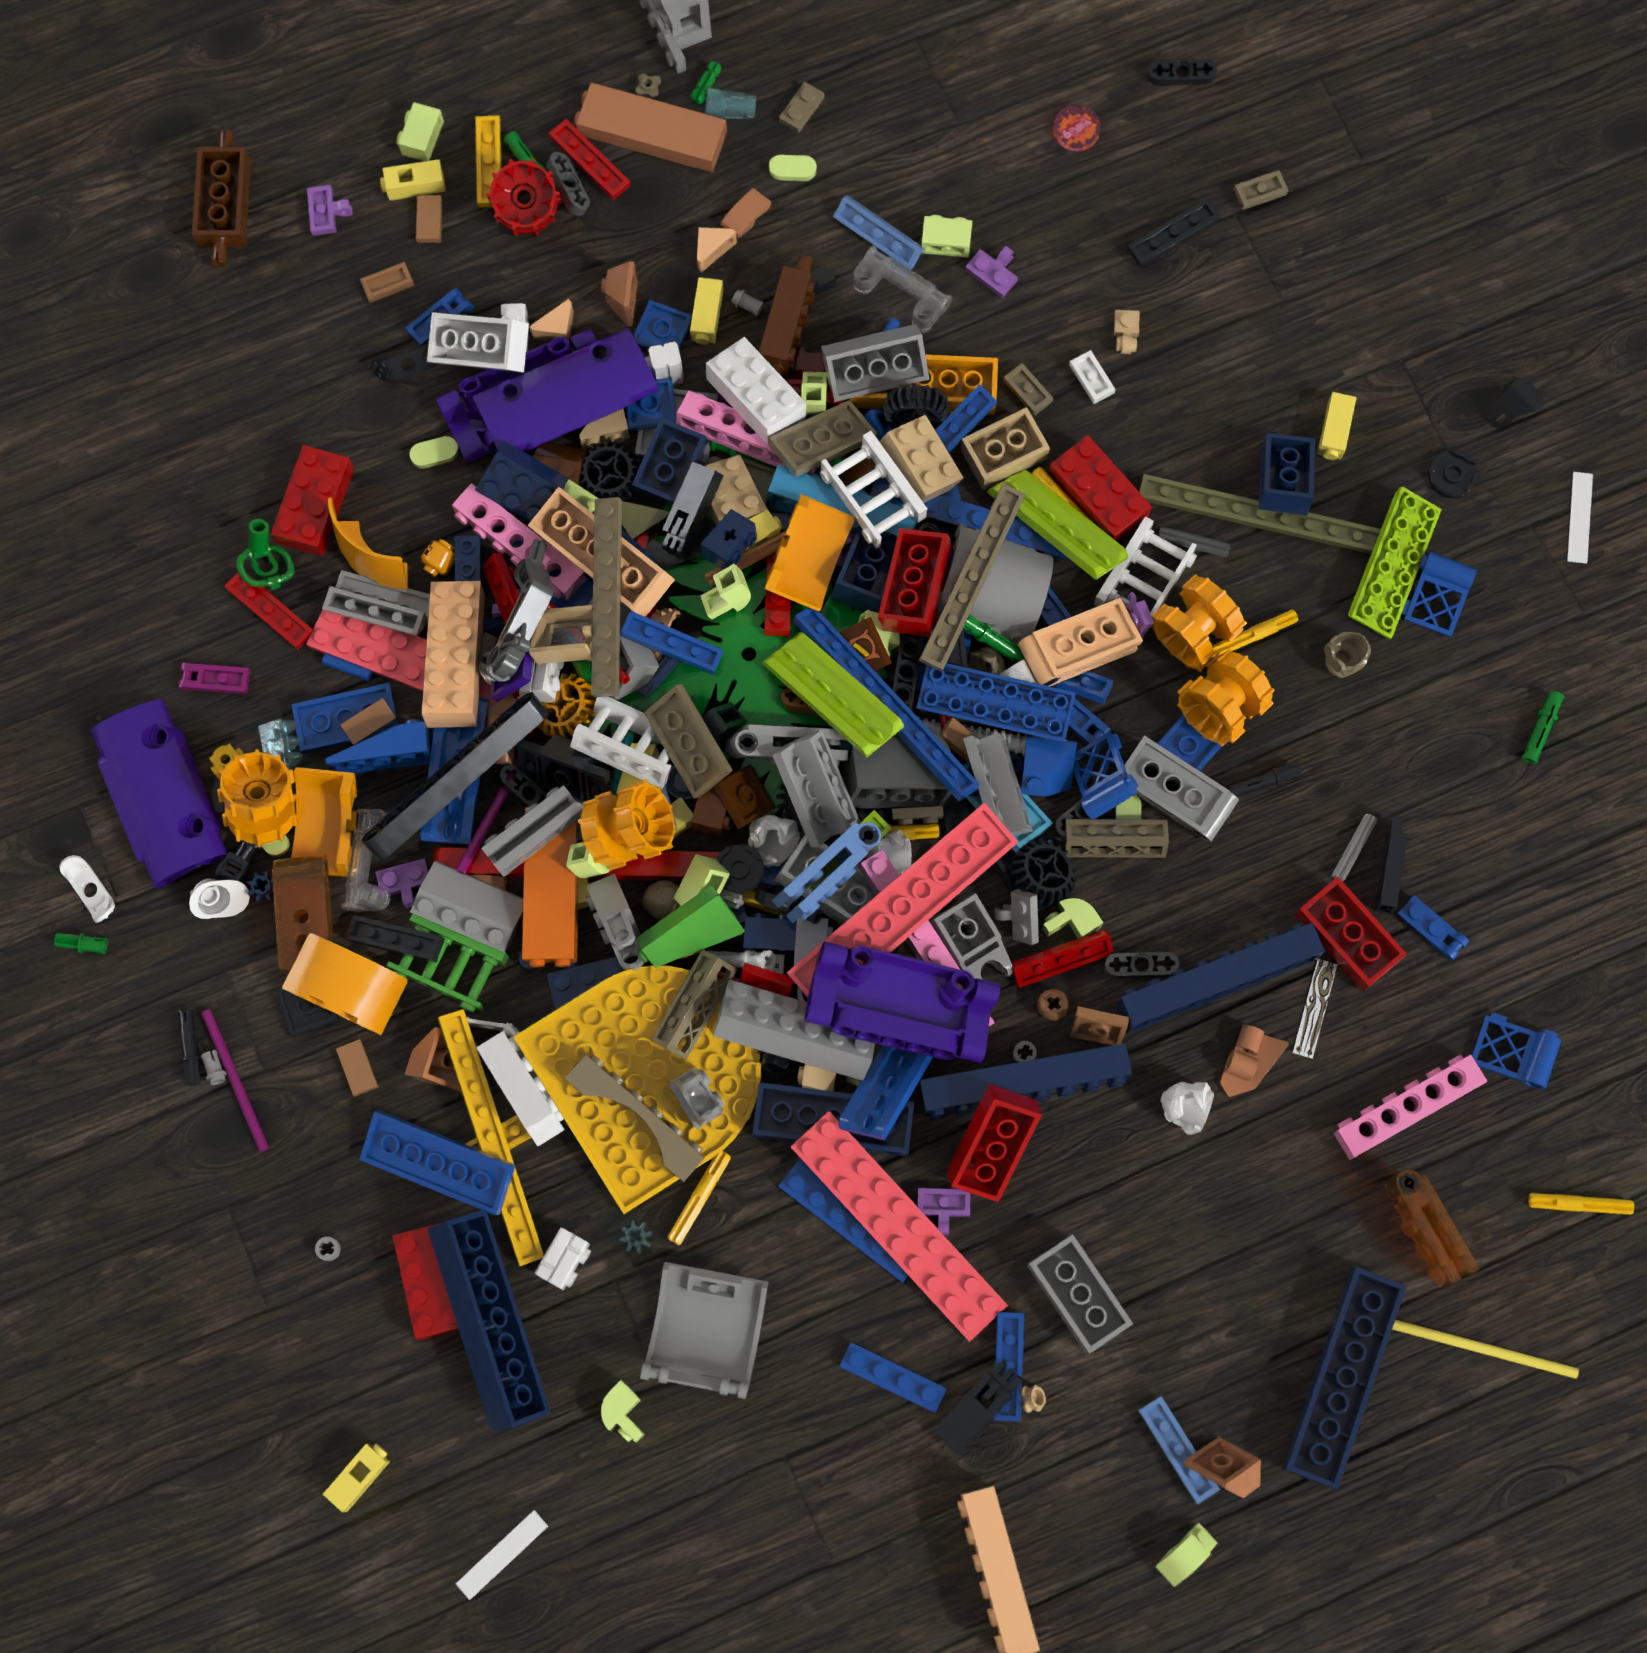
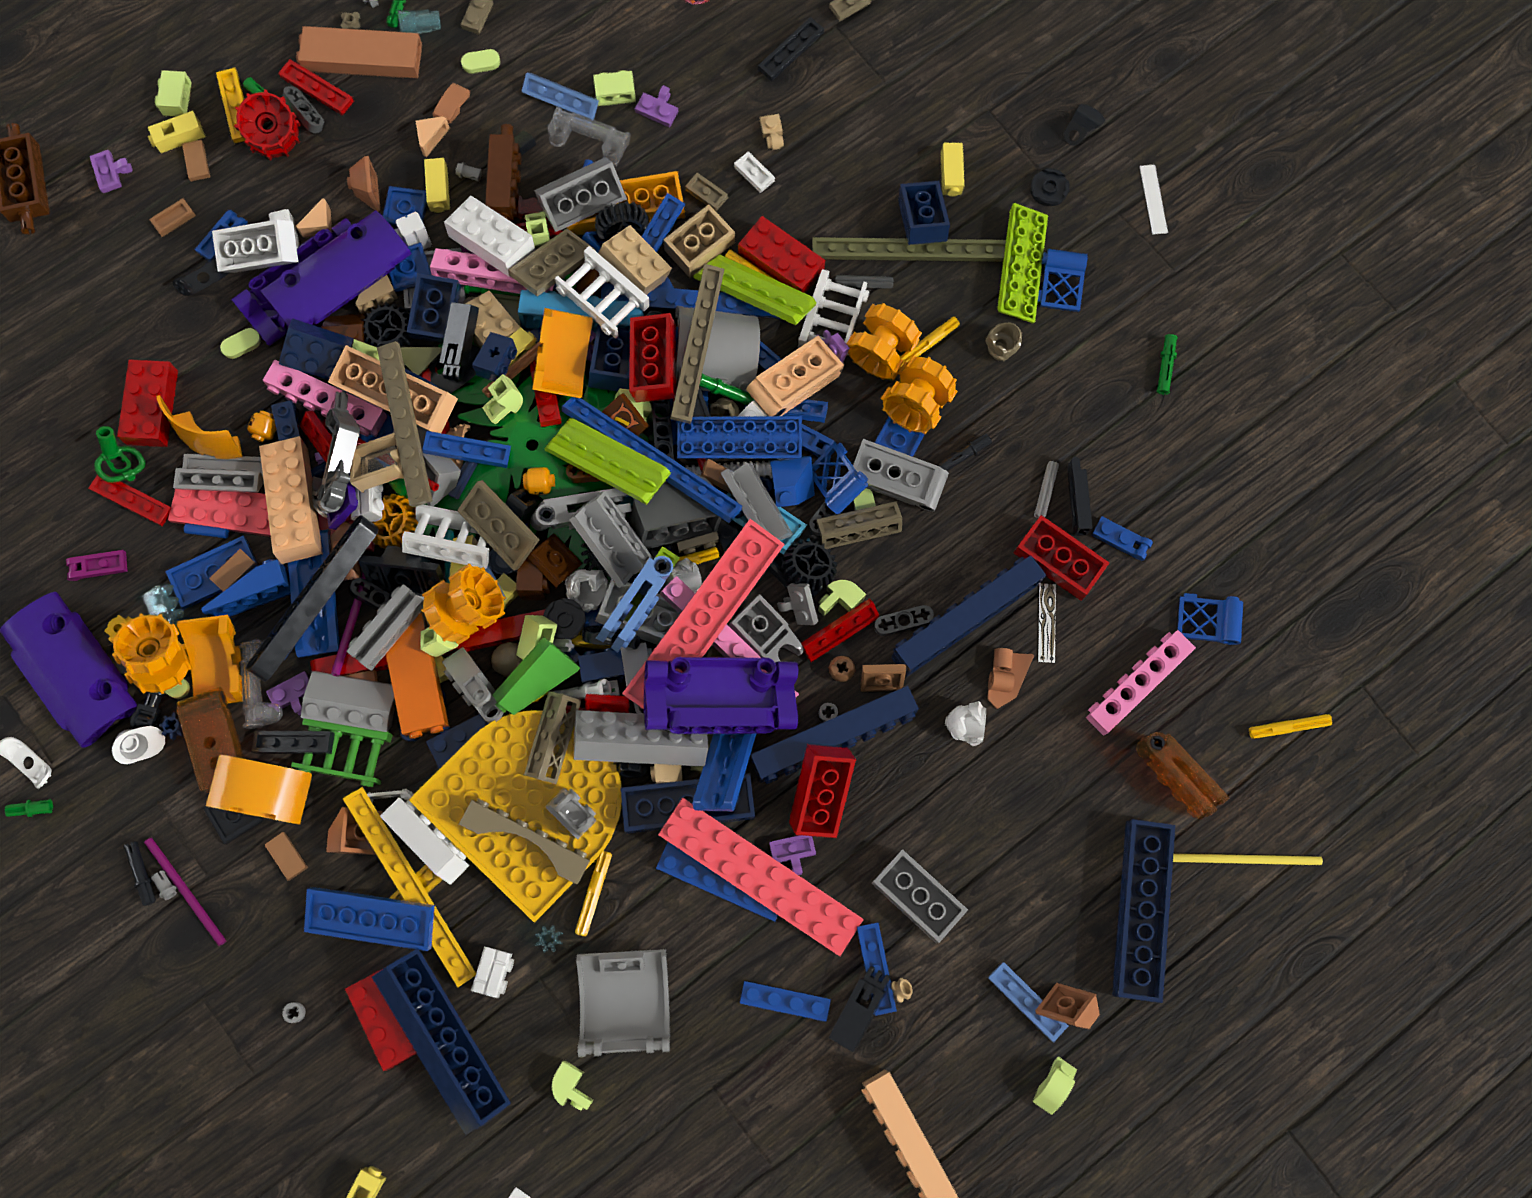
camera: 20 degrees left, 0 degrees up
(747, 699) = (538, 481): none -> light orange head

